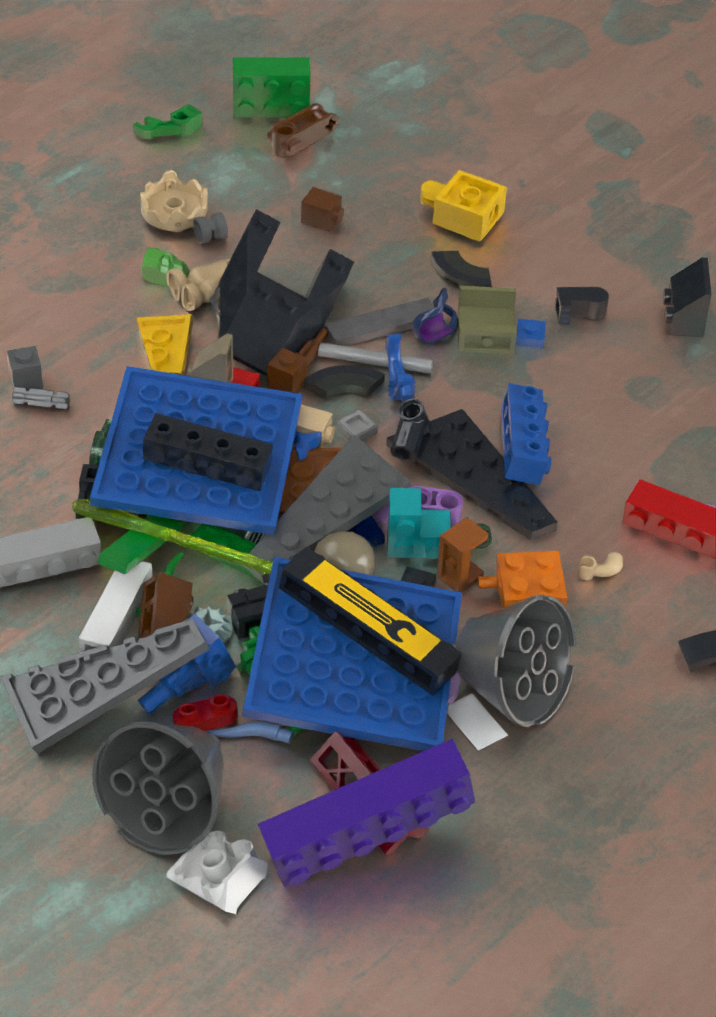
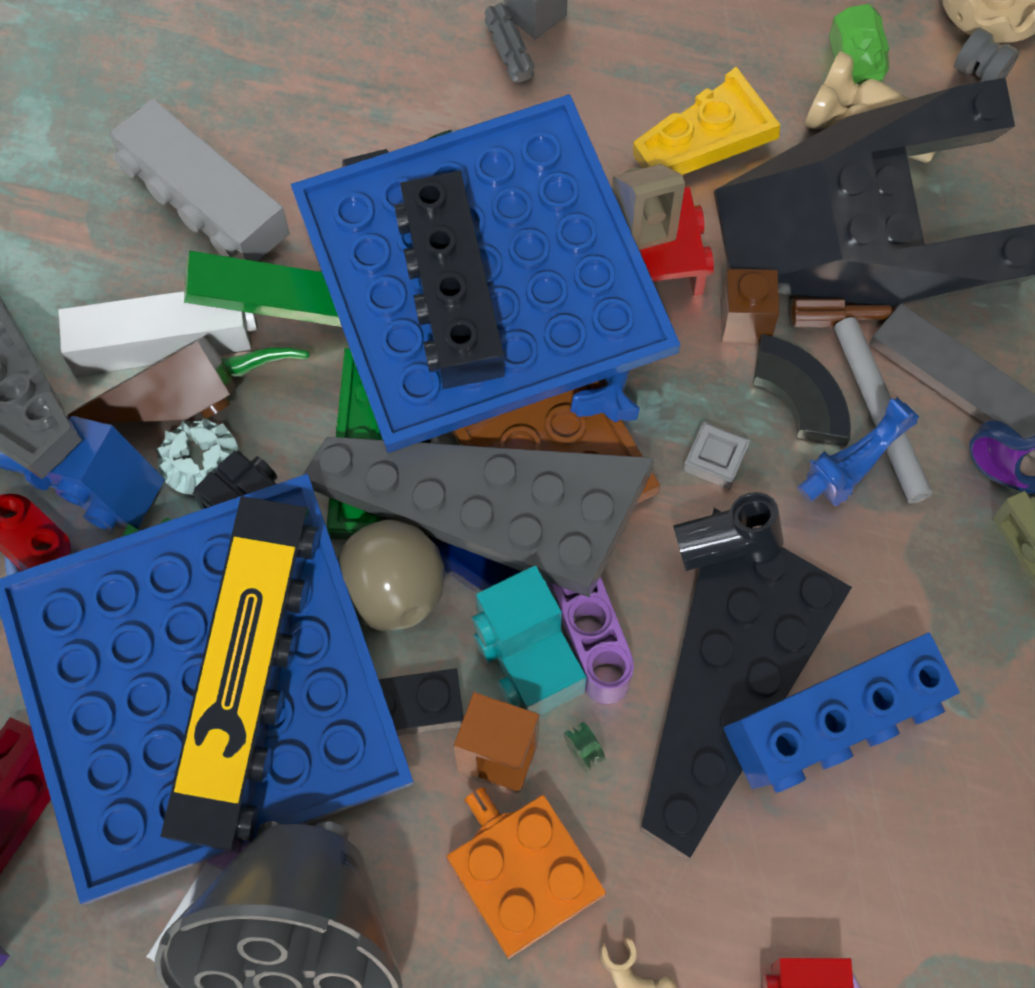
camera: 65 degrees right, 20 degrees up
(135, 523) = (299, 276): clear neon green piece -> none
(316, 420) = (661, 395): tan brick -> none

